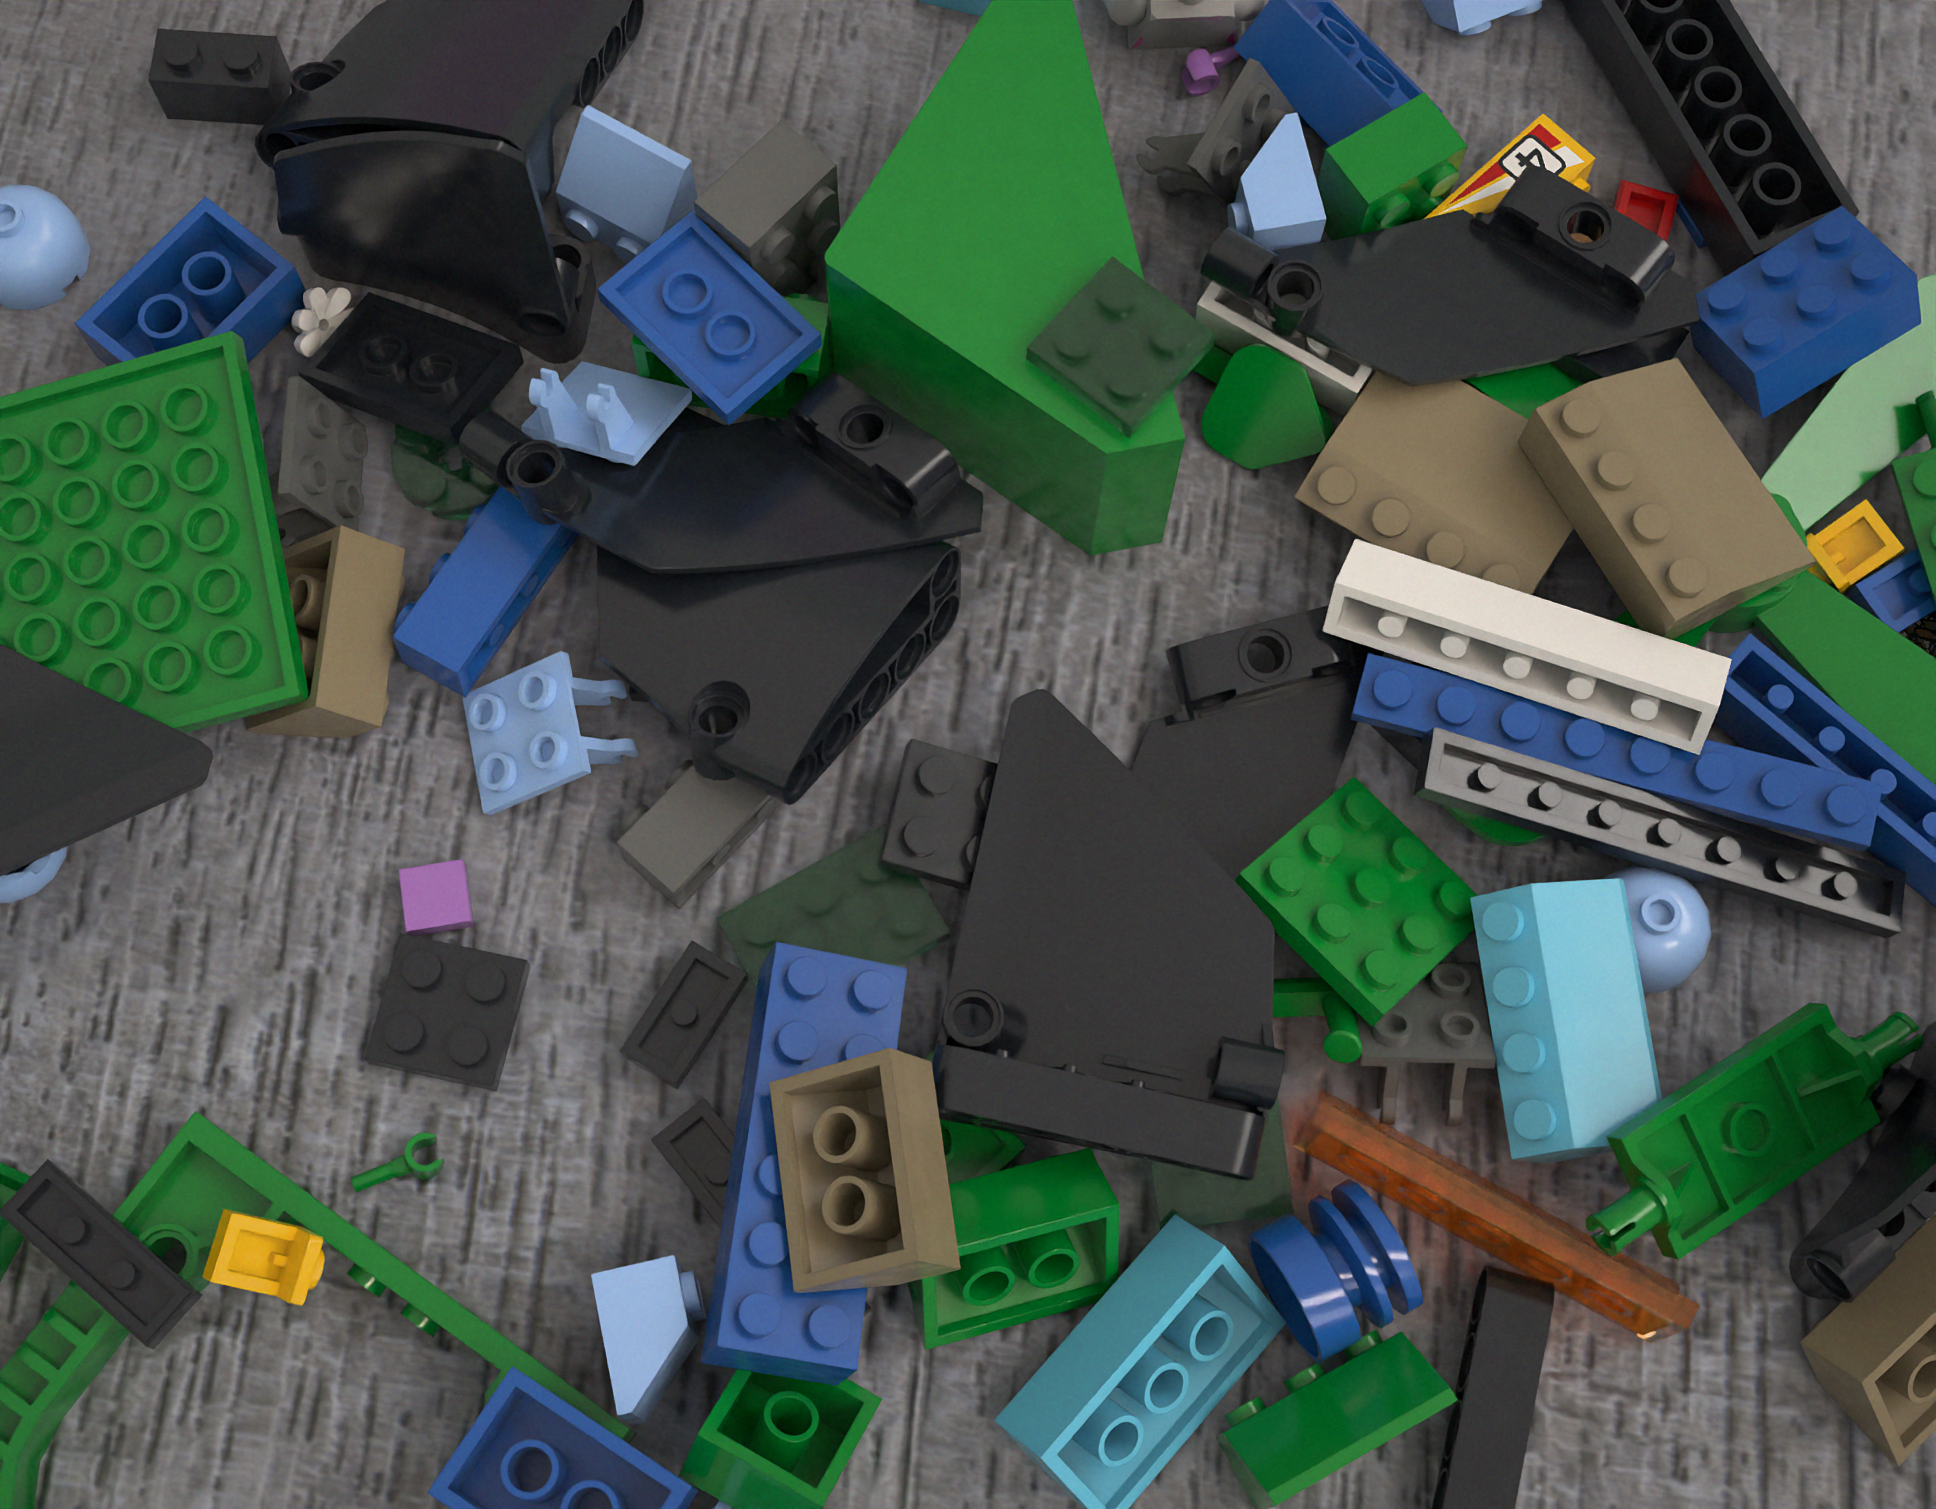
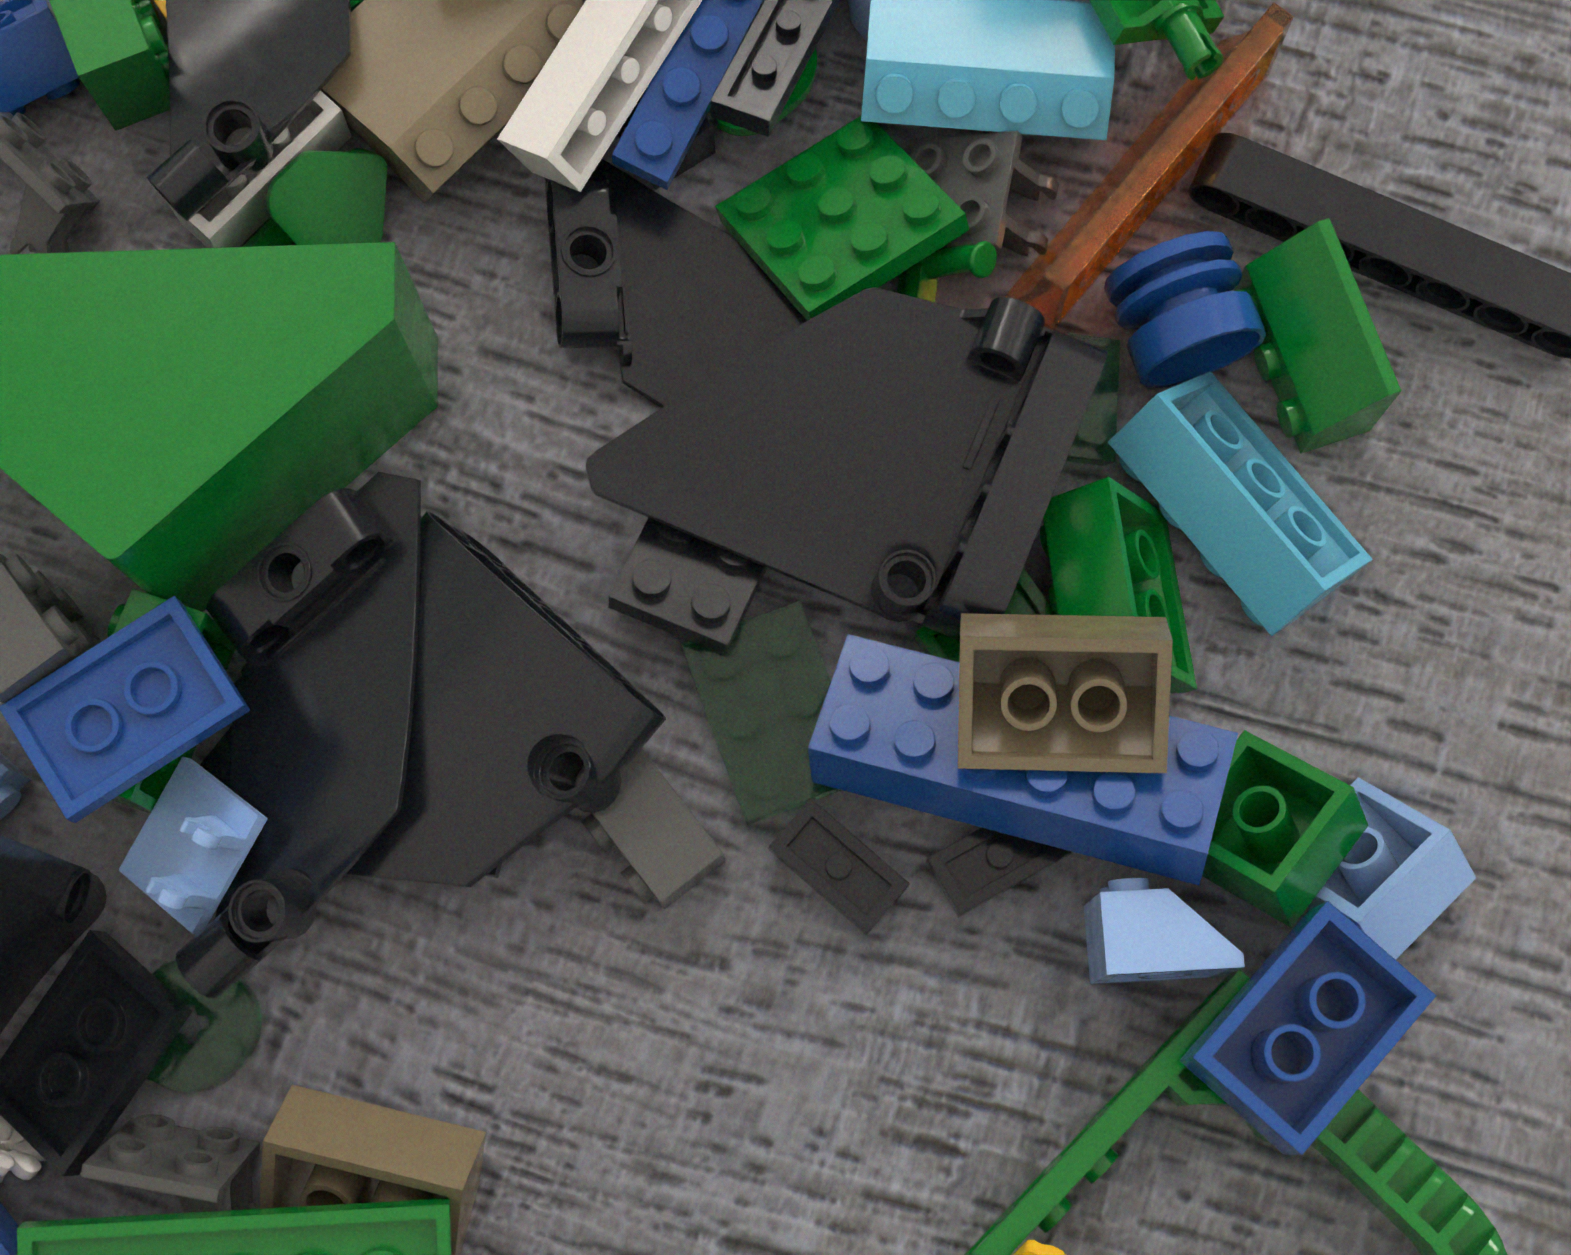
camera: 75 degrees left, 5 degrees up
(401, 1165) = (941, 1172): green hand -> none
(436, 898) = (672, 1100): medium lavender tile -> none
(448, 1012) = (793, 1103): black plate -> none
(479, 592) = (355, 1013): blue brick -> none
(529, 732) = (520, 979): light blue plate -> none
(1120, 346) = (284, 281): clear green plate -> none
(1279, 192) = (113, 141): light blue slope -> none

